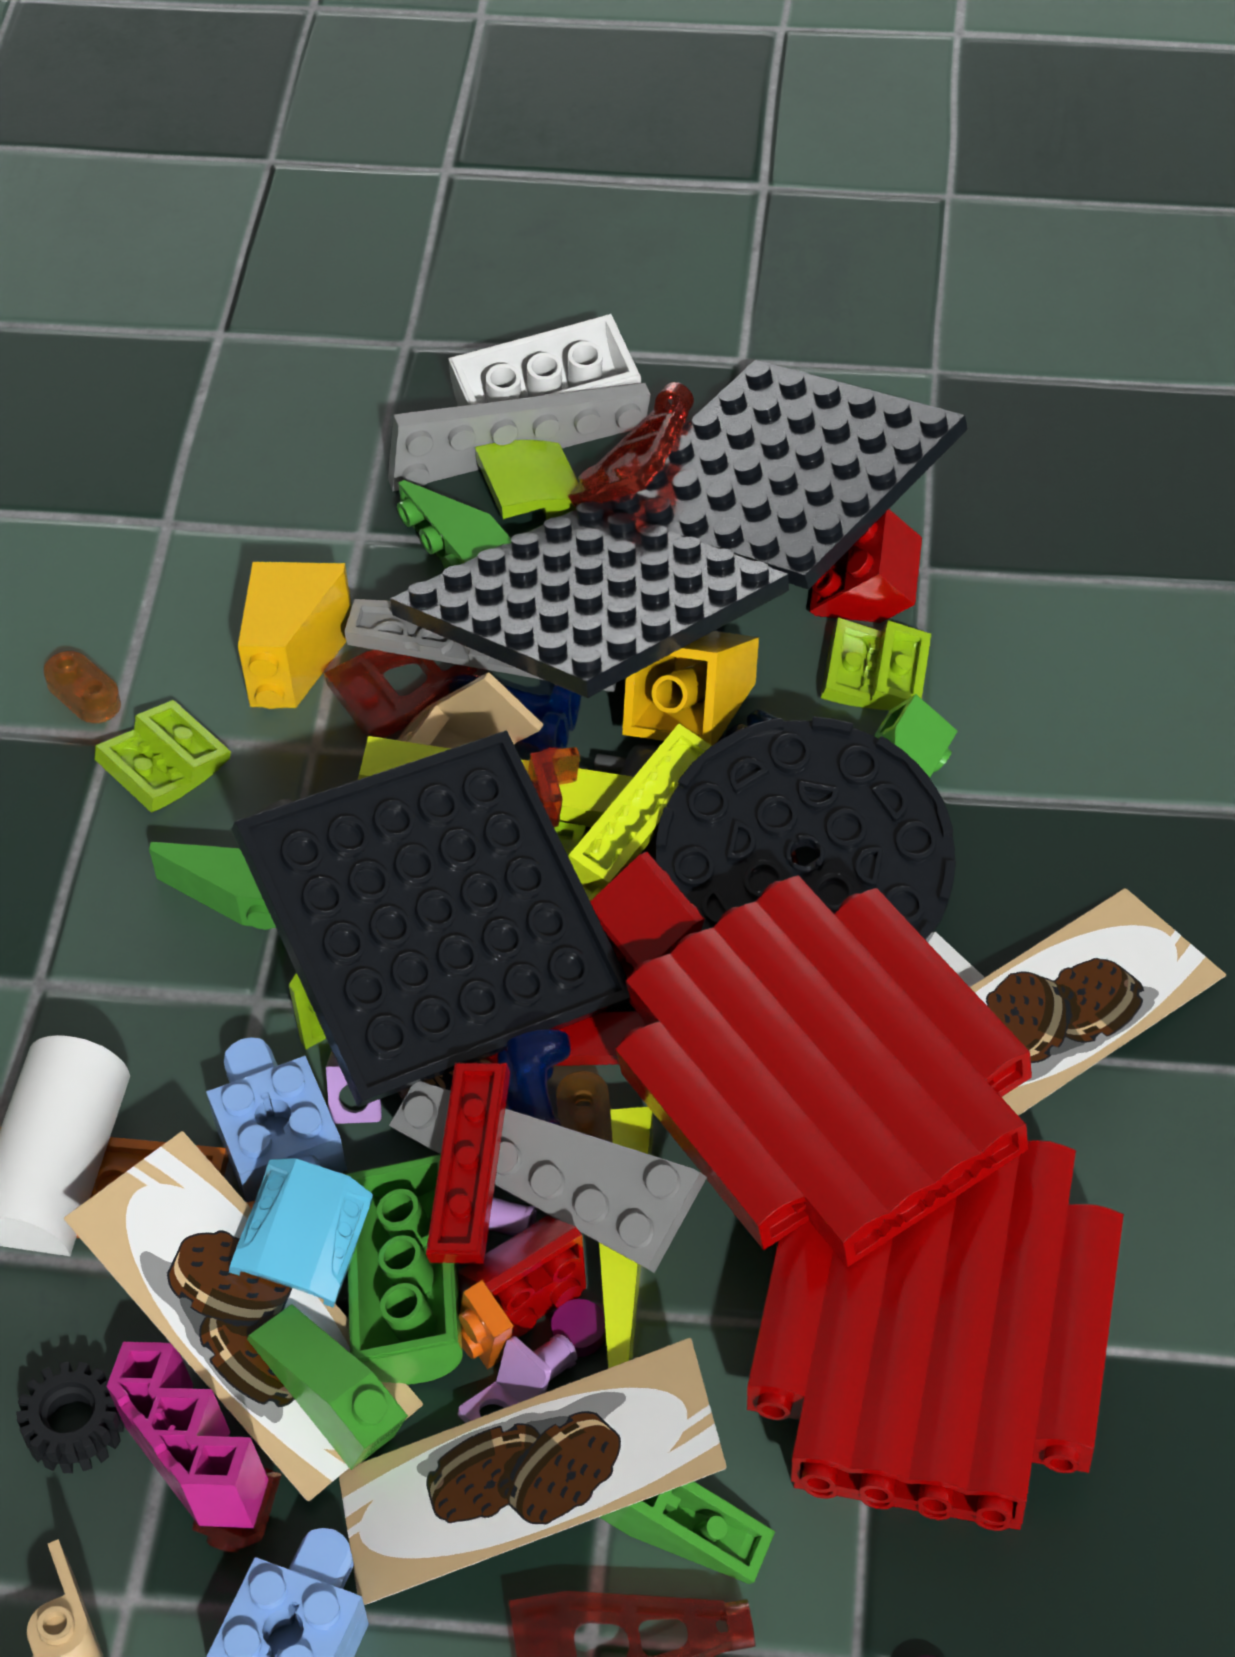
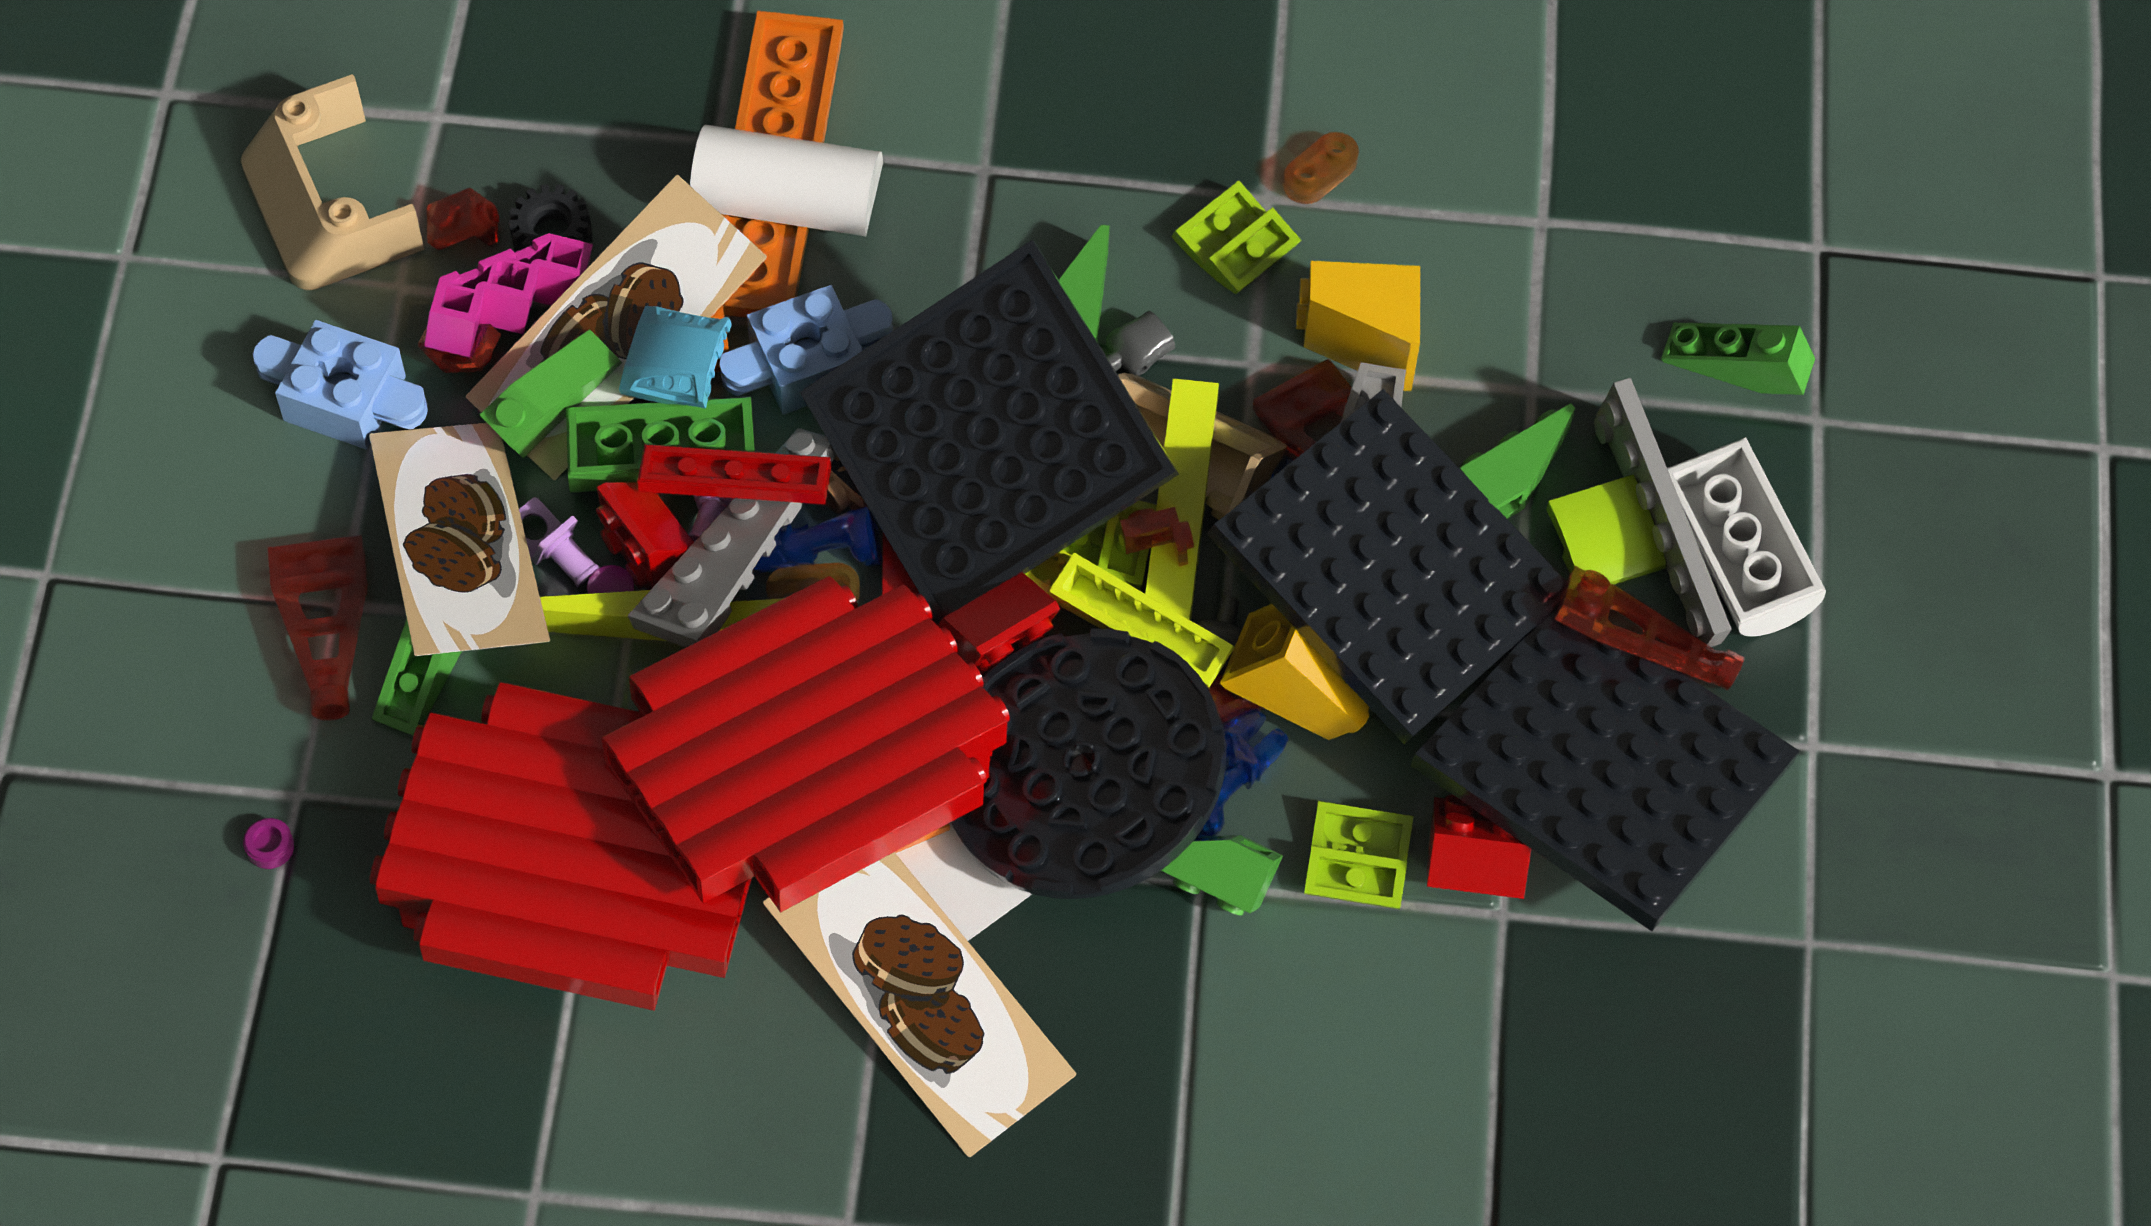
camera: 85 degrees right, 10 degrees up
(43, 1517) = (460, 218): none -> clear red bracket
(341, 376) = (1745, 355): none -> bright green slope
(483, 1325) = (582, 499): orange plate -> none

